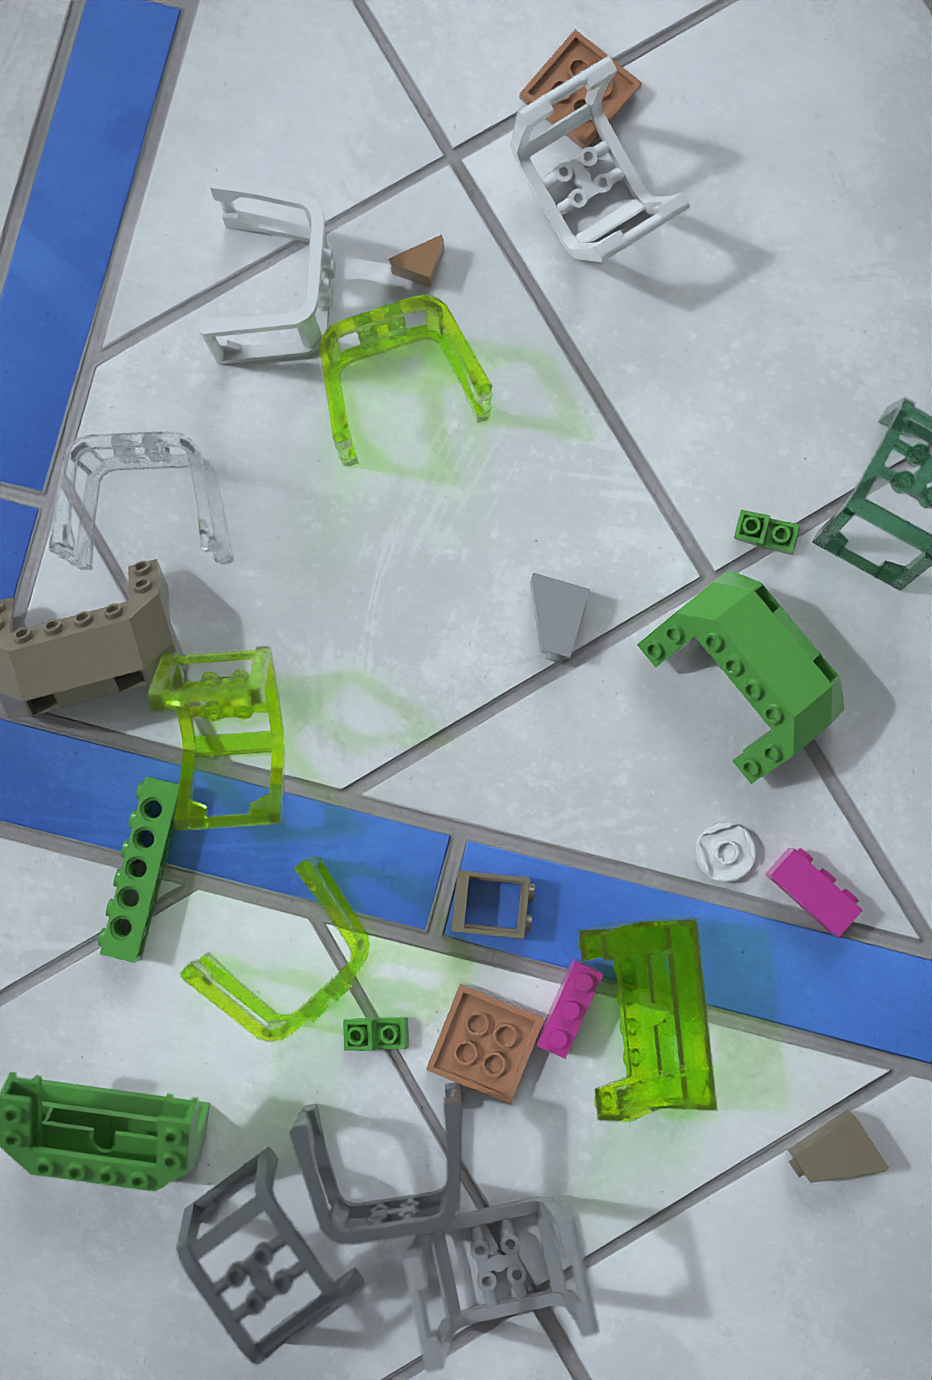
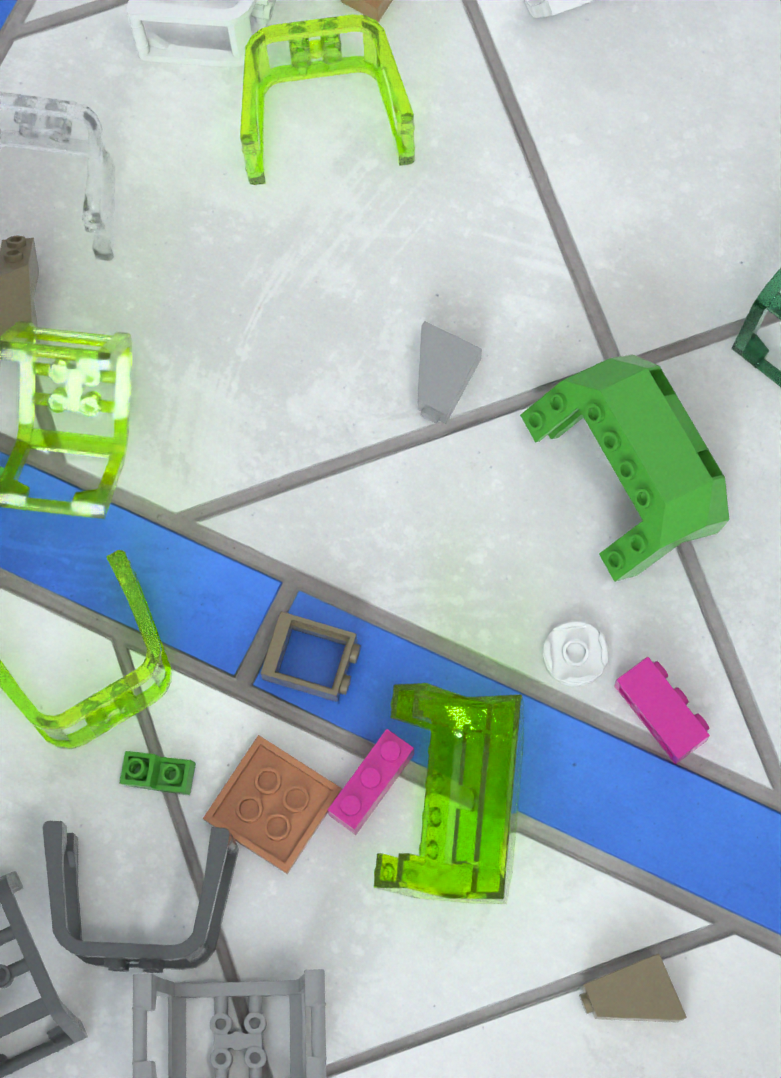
camera: 15 degrees right, 10 degrees down
(766, 532) = (684, 330): bright green slope -> none

